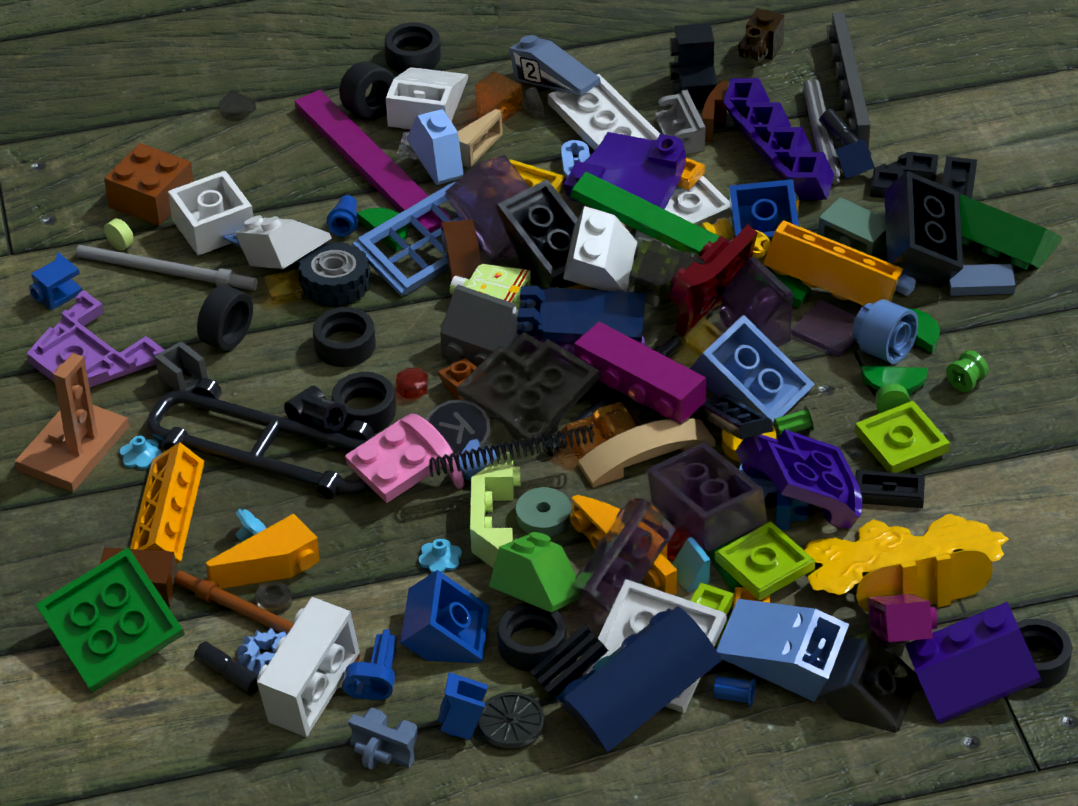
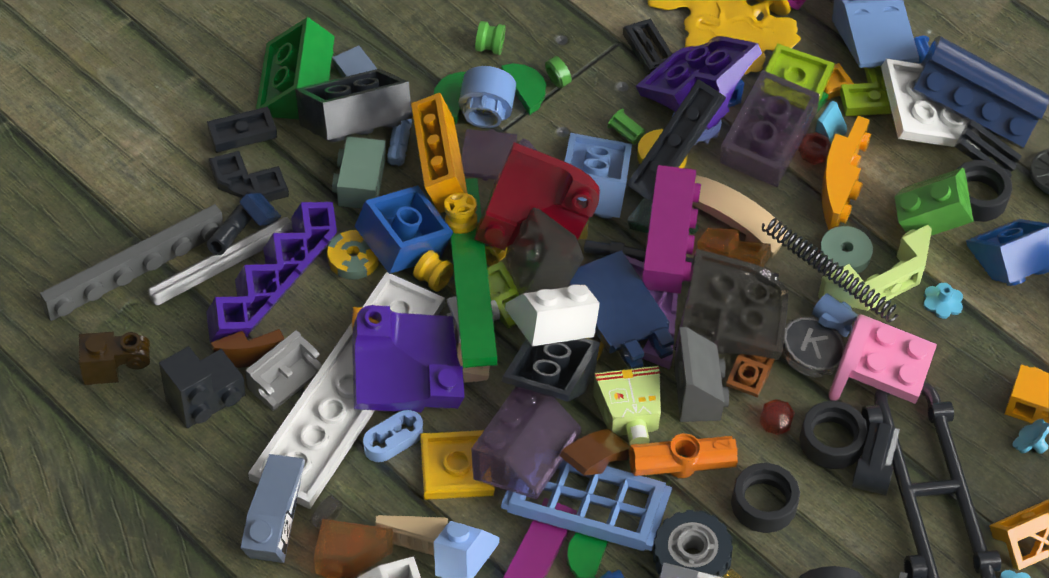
camera: 125 degrees left, 10 degrees up
(418, 302) = (666, 458): none -> orange piece
(624, 553) = (887, 139): slope -> none
(902, 437) = (595, 53): lime plate -> none

